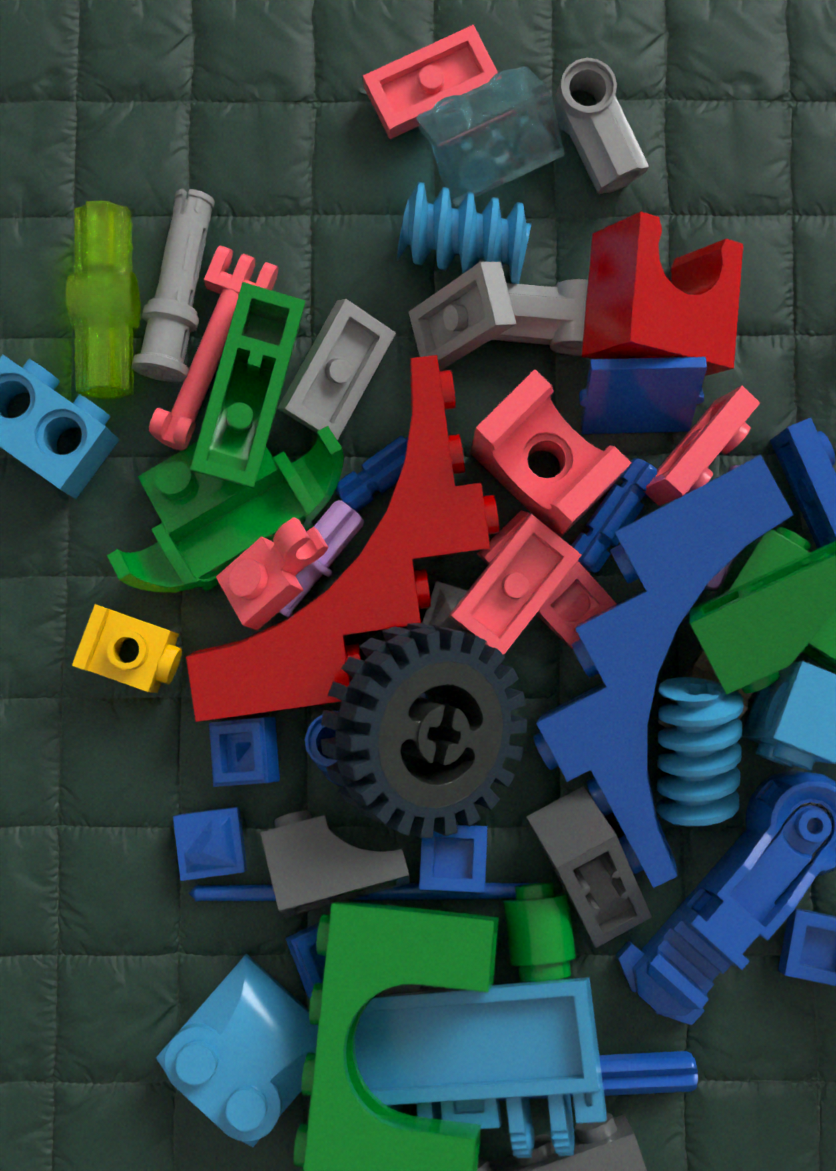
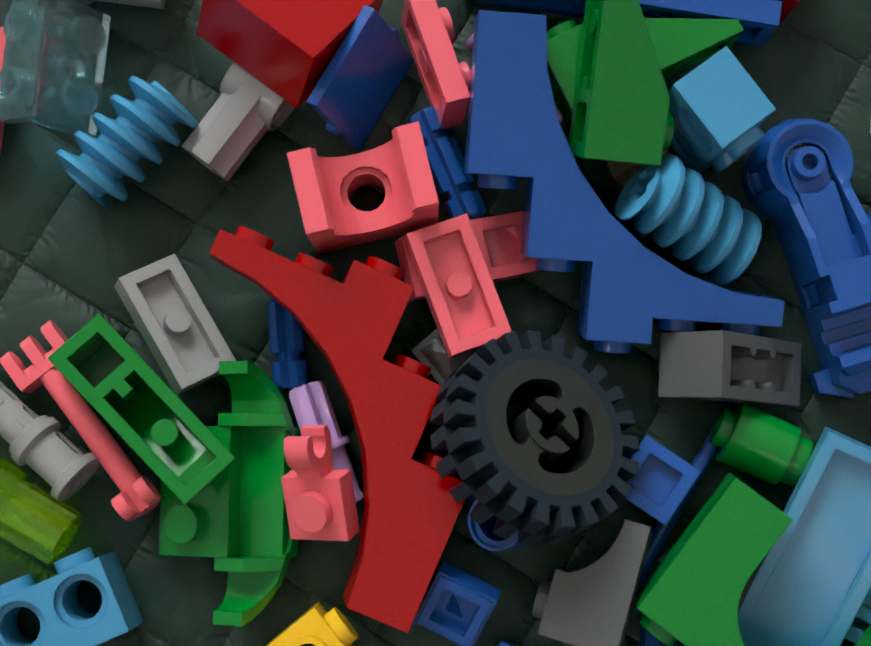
camera: 60 degrees left, 0 degrees up
(463, 314) = (197, 185): light grey plate -> none

